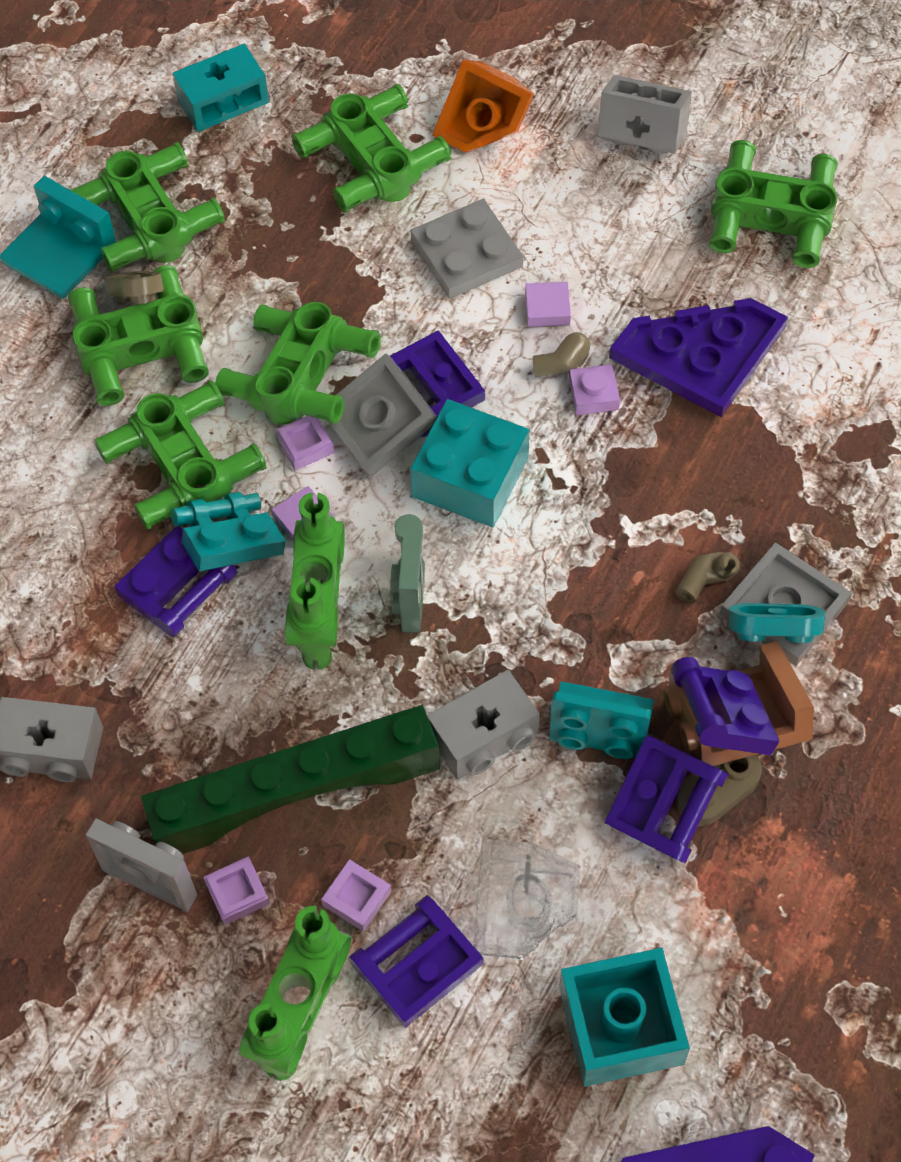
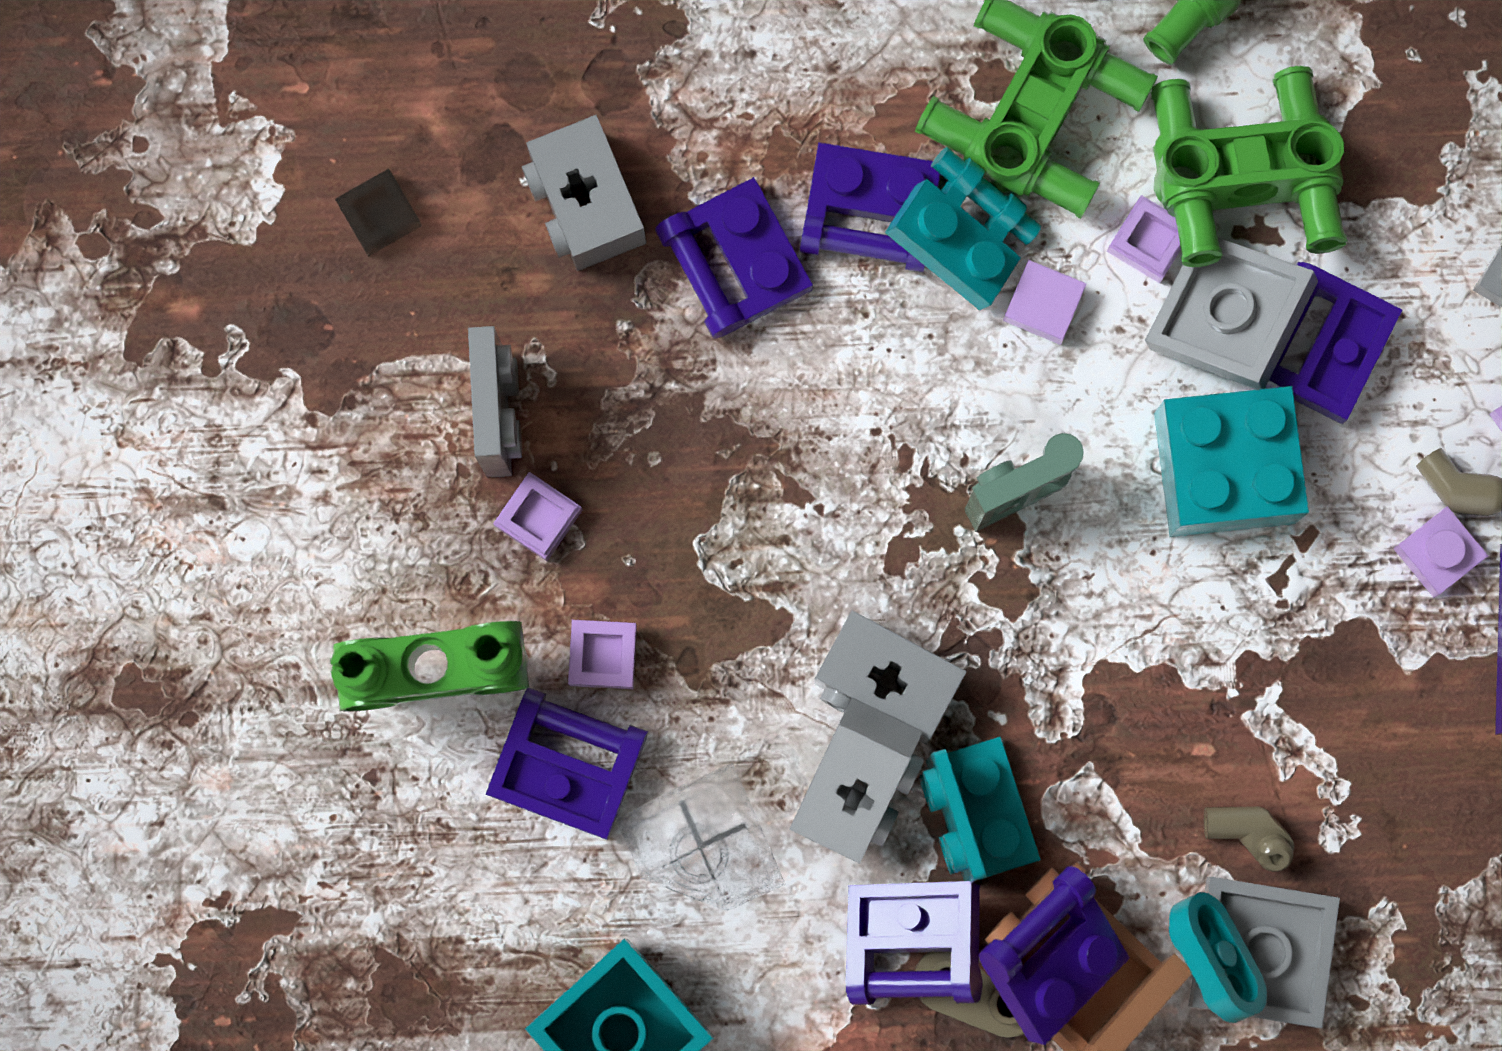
camera: 60 degrees right, 20 degrees up
(151, 662) = (752, 248): none -> dark purple plate
(317, 556) = (977, 360): bright green piece -> none
(368, 754) = (691, 501): dark green arch -> none
(518, 759) = (864, 748): none -> light grey brick

